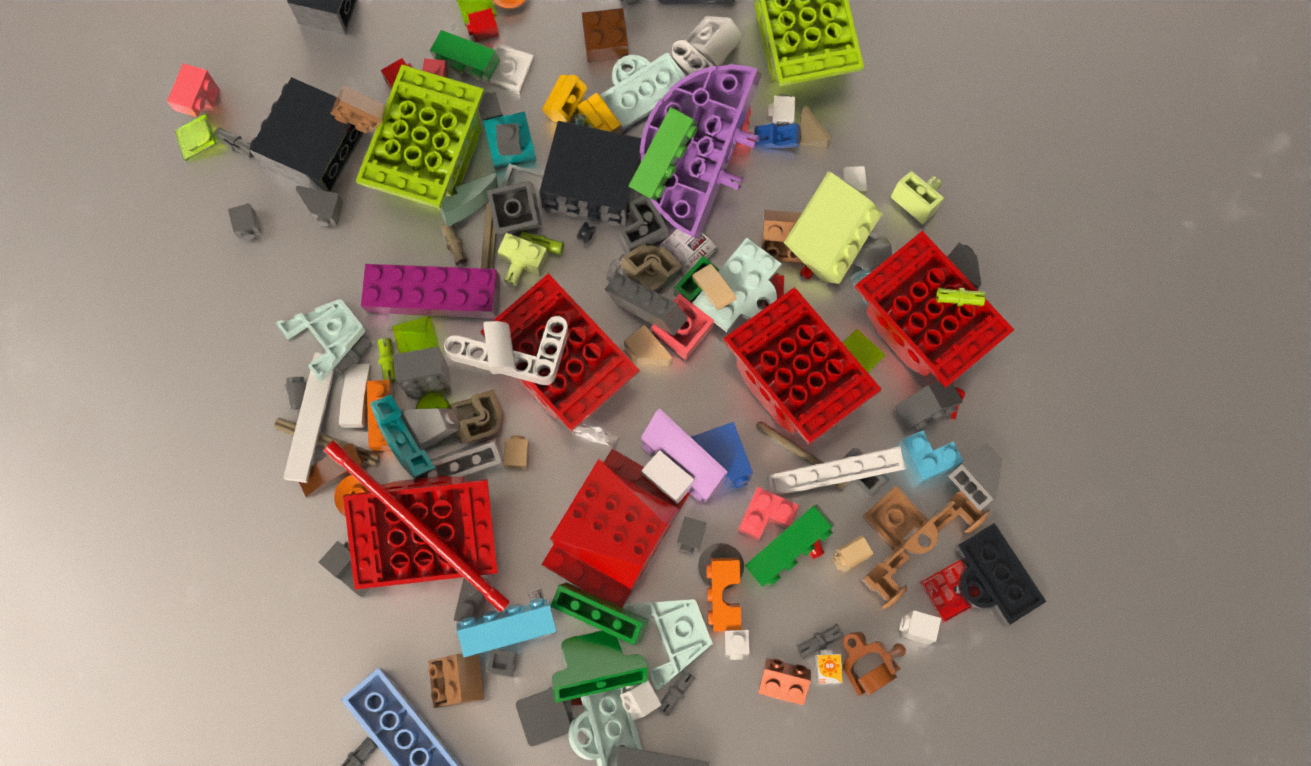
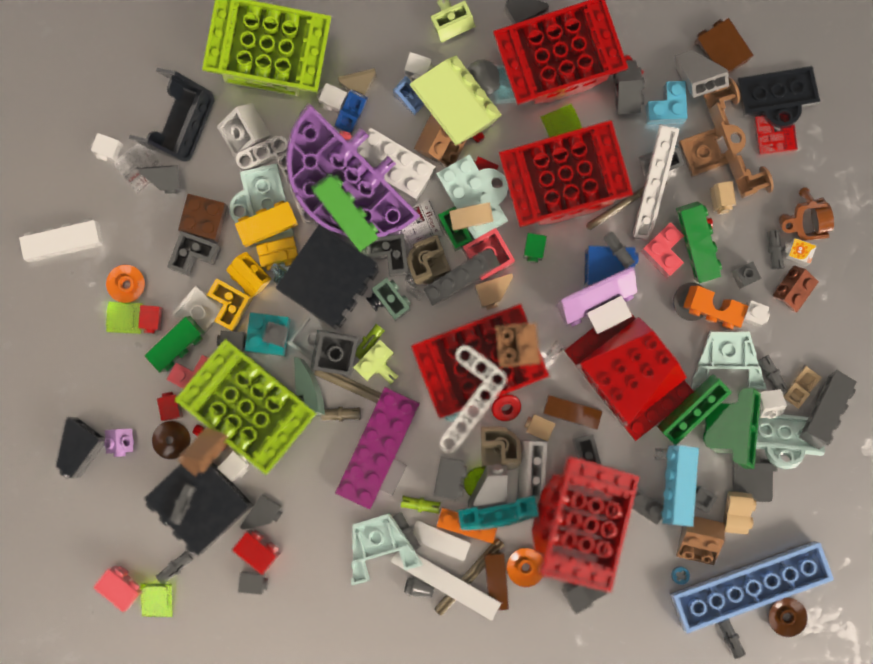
camera: 70 degrees left, 10 degrees up
(277, 210) = (256, 551): none -> red brick
(297, 113) = (182, 503): none -> dark grey pin
(342, 458) = (516, 563): red piece -> none
(347, 34) = (118, 441): none -> lavender brick
(354, 156) = (234, 466): none -> white brick
(377, 86) = (180, 437): none -> reddish brown dish
(402, 678) = (681, 581): none -> dark azure bush
(415, 335) = (410, 474): clear neon green piece -> none
(499, 347) = (468, 407): white brick -> none
(501, 710) = (738, 512): none -> tan brick
(508, 513) = (587, 449): none -> dark grey brick
(517, 414) = (511, 413): none -> red piece
(525, 95) = (234, 304): none -> yellow brick
(546, 482) = (572, 412): none -> reddish brown slope
(563, 32) = (191, 248): none -> dark grey brick
(590, 379) = (518, 345): none -> medium nougat slope
(594, 246) = (391, 299): none -> sand green brick
(623, 93) = (266, 223): none -> yellow brick
(675, 732) = (802, 386): none -> tan slope
(691, 535) = (658, 315): dark grey brick -> none
(711, 373) = (534, 247): none -> green brick
(738, 210) = (408, 175): none -> white brick
(741, 454) = (618, 250): none -> dark grey axle
(776, 616) = (746, 275): none -> dark grey brick
(817, 176) = (406, 95): none -> medium blue slope
(919, 627) = (797, 170): white brick -> none
(960, 296) = (562, 25): lime pin -> none
(1021, 494) = (724, 45): none -> reddish brown panel

